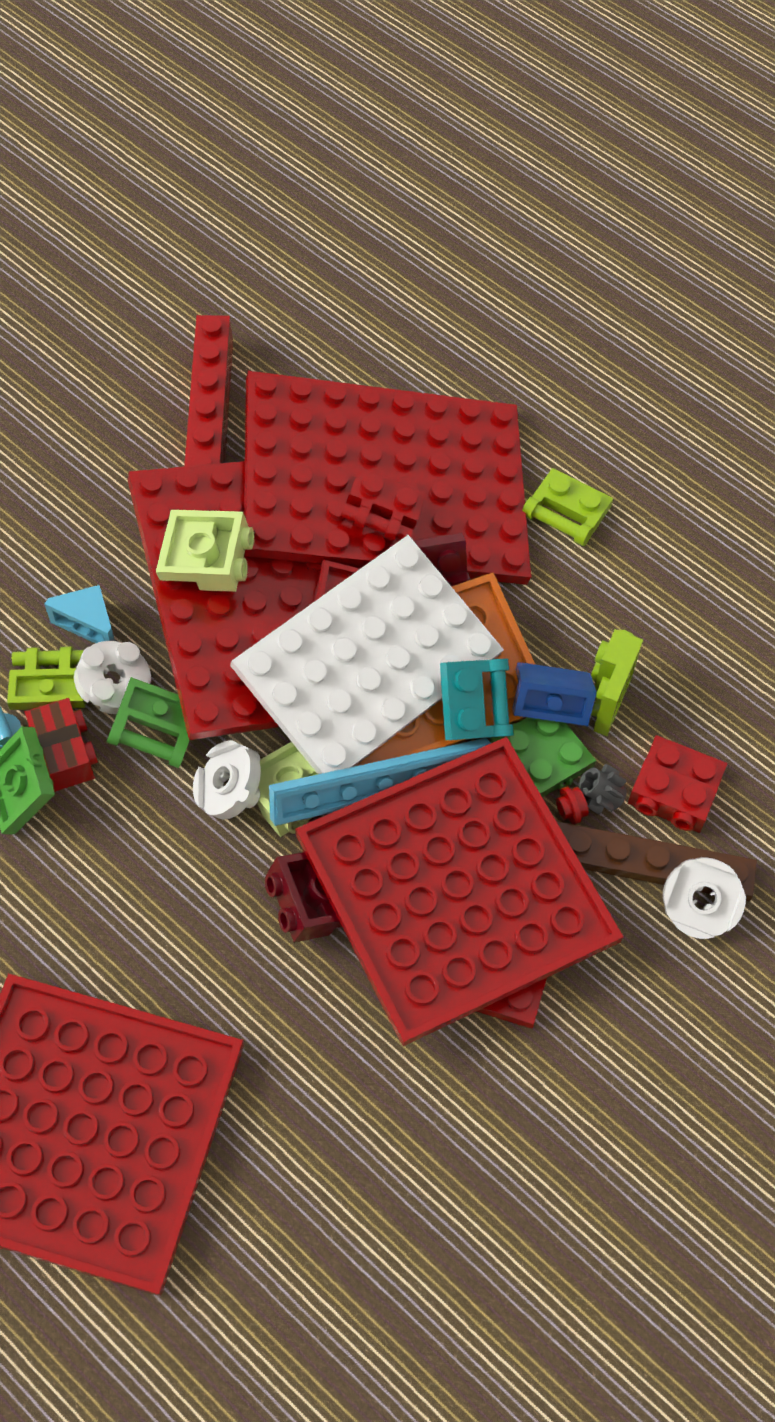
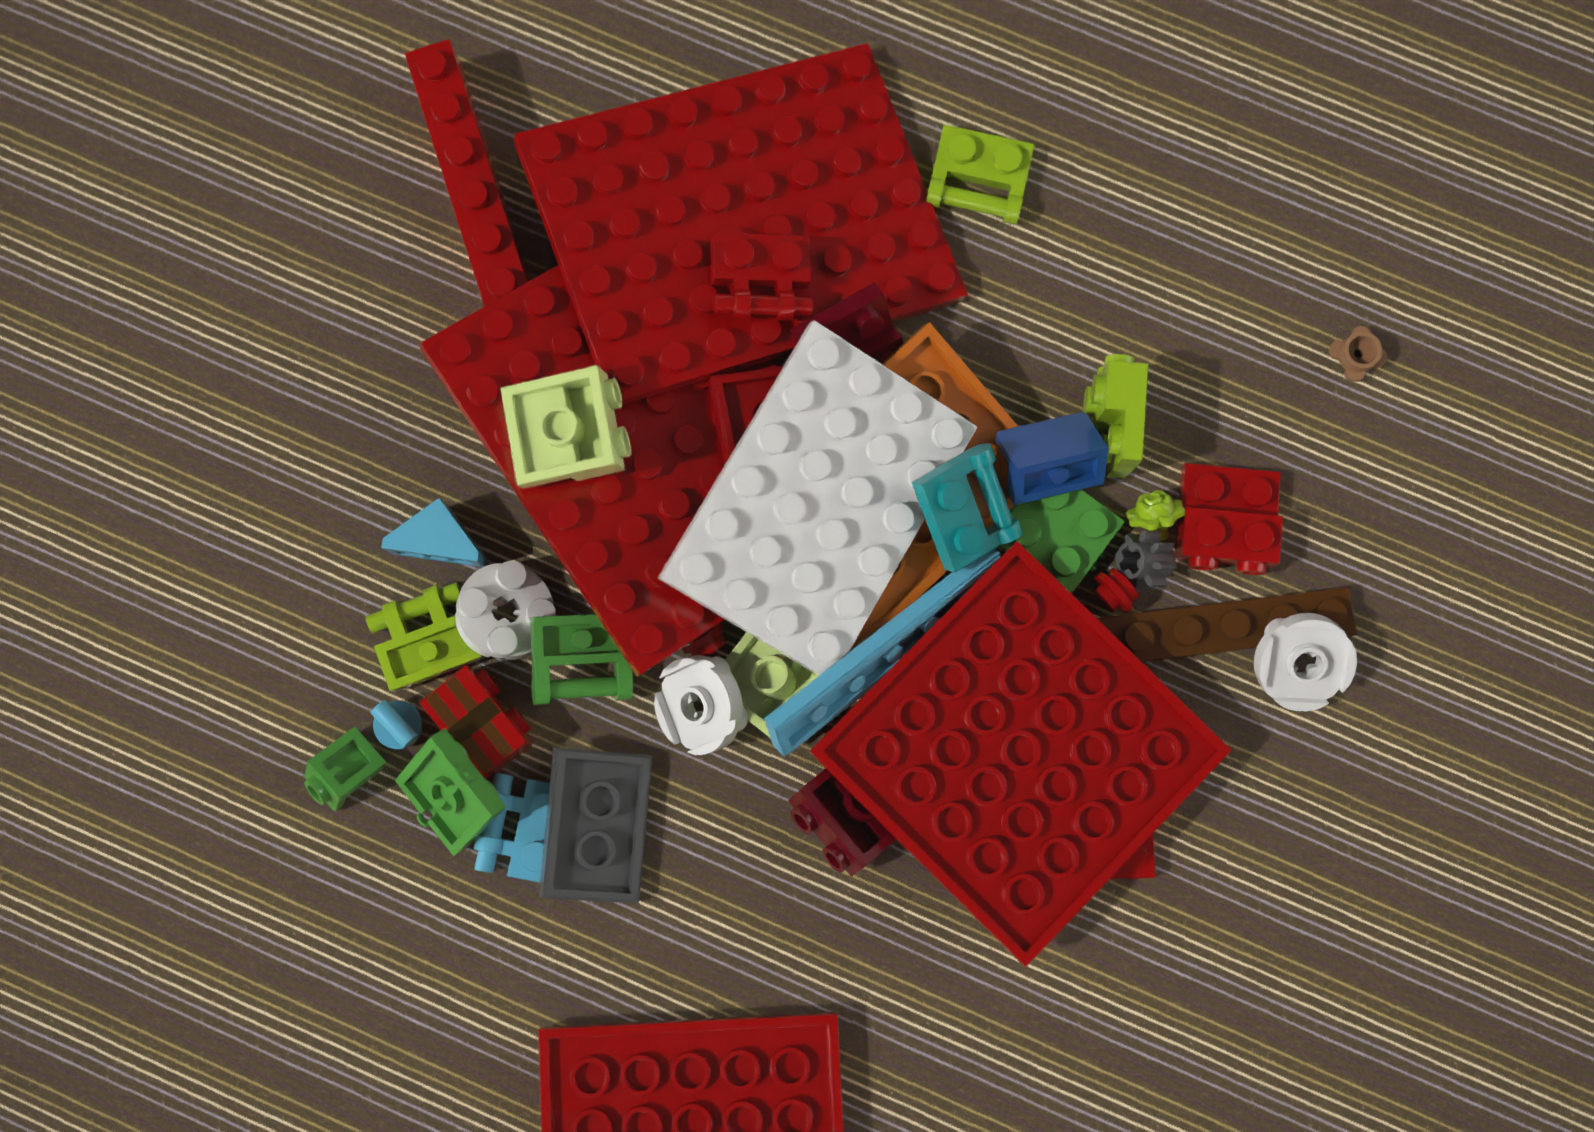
camera: 15 degrees left, 20 degrees up
(73, 838) = (528, 845): none -> medium azure plate
(115, 843) = (595, 826): none -> dark grey tile
(254, 740) = (706, 643): none -> red plate
(622, 759) = (1156, 512): none -> lime plant

